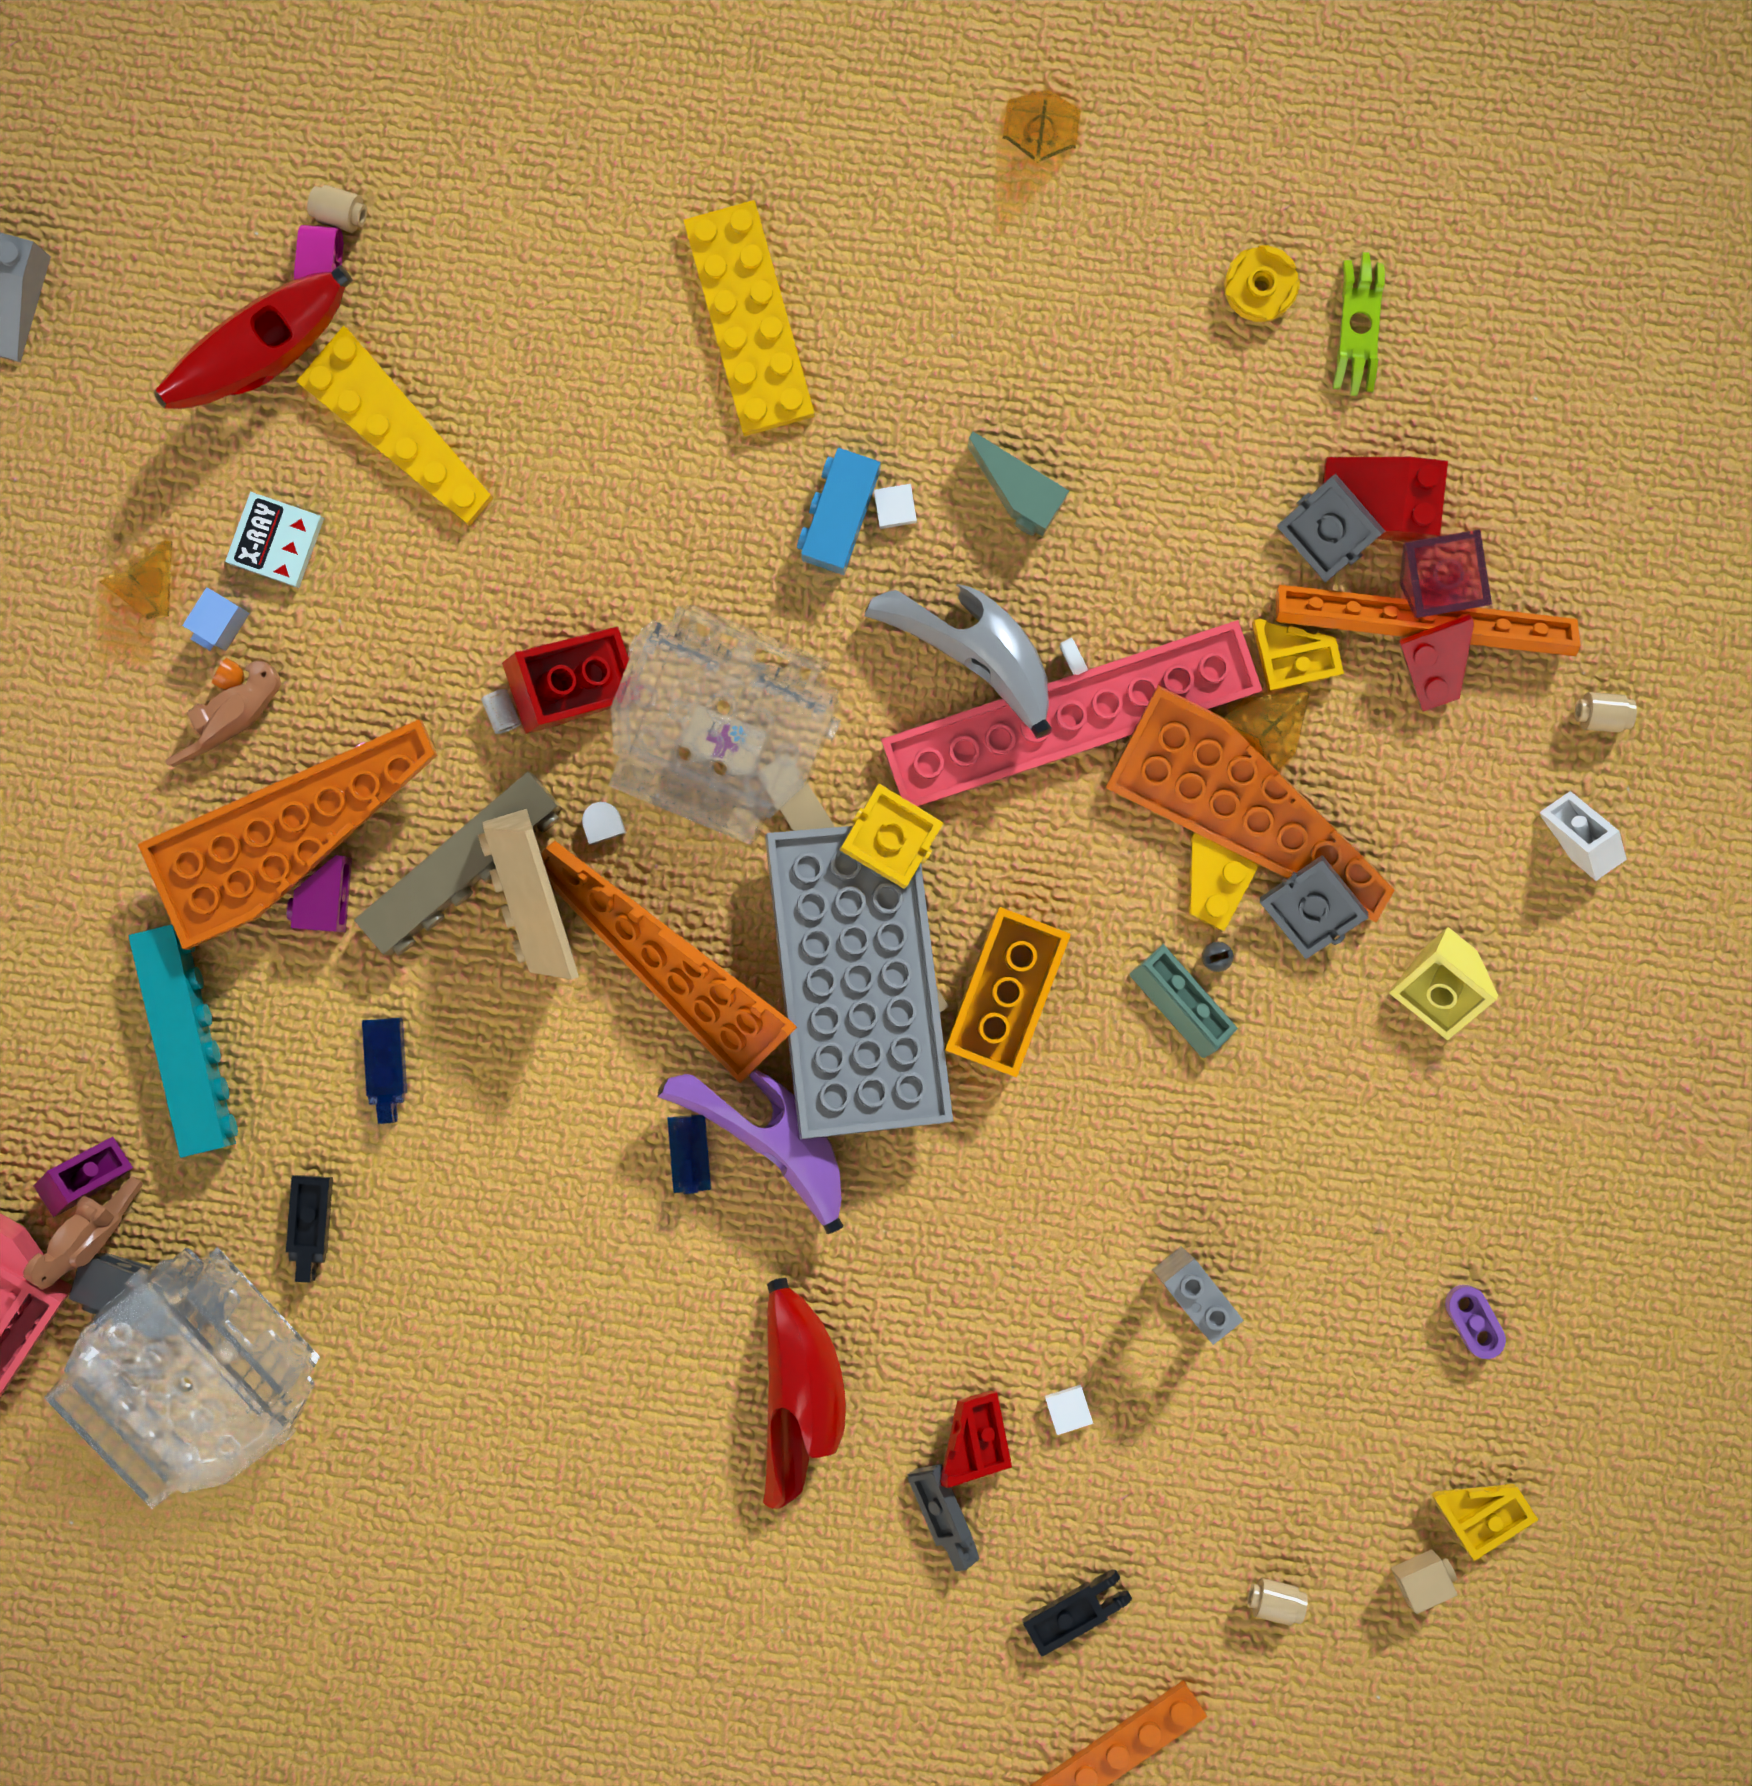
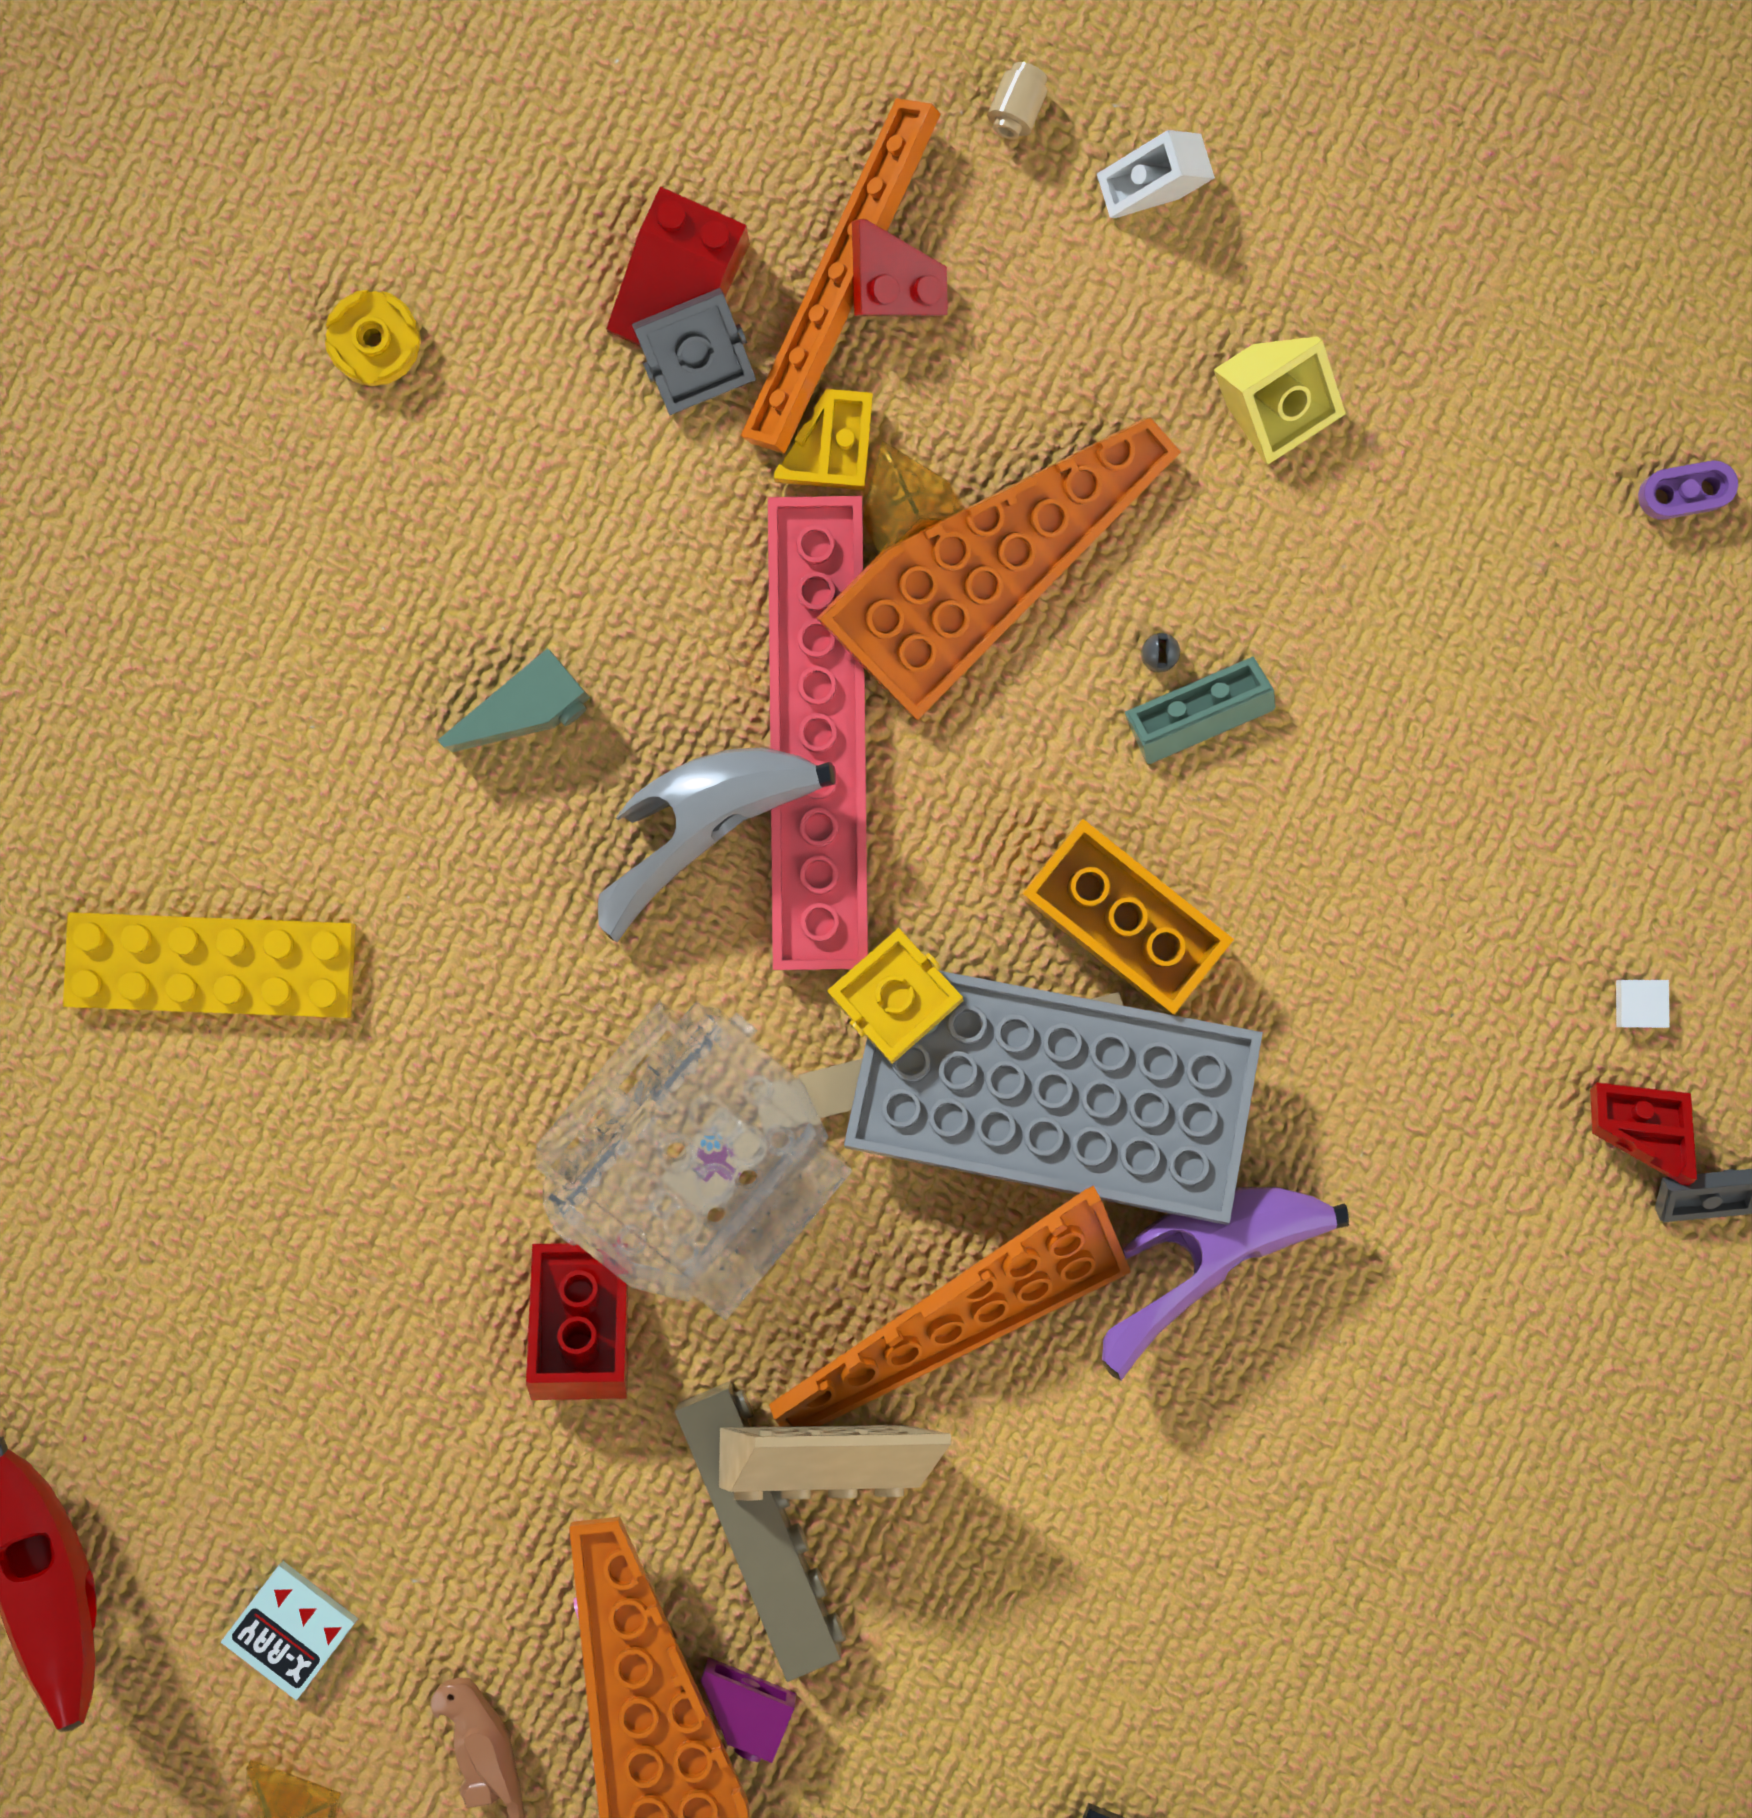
camera: 75 degrees left, 0 degrees up
(215, 620) = (364, 1736): light blue brick -> none
(228, 675) = (437, 1740): orange hinge -> none
(371, 404) = (164, 1457): yellow wing -> none
(385, 1066) = (974, 1697): clear blue hinge -> none
(499, 703) = (588, 1426): white piece -> none
(602, 822) = (764, 1338): white tile -> none
(689, 1154) = (1198, 1361): clear blue hinge -> none
(803, 1394) = (1527, 1315): red piece -> none
(839, 510) = (479, 931): dark azure brick -> none
(895, 506) = (496, 862): white tile -> none
(1041, 124) = (92, 537): clear yellow slope -> none
(1073, 656) = (748, 707): white tile -> none
(1197, 1295) = (1560, 807): light grey window -> none
(1217, 881) = (1071, 624): yellow wing -> none
(1314, 907) = (1140, 519): dark grey plate -> none
(1352, 344) = (483, 251): lime piece -> none
(1445, 574) = (794, 234): clear pink slope -> none

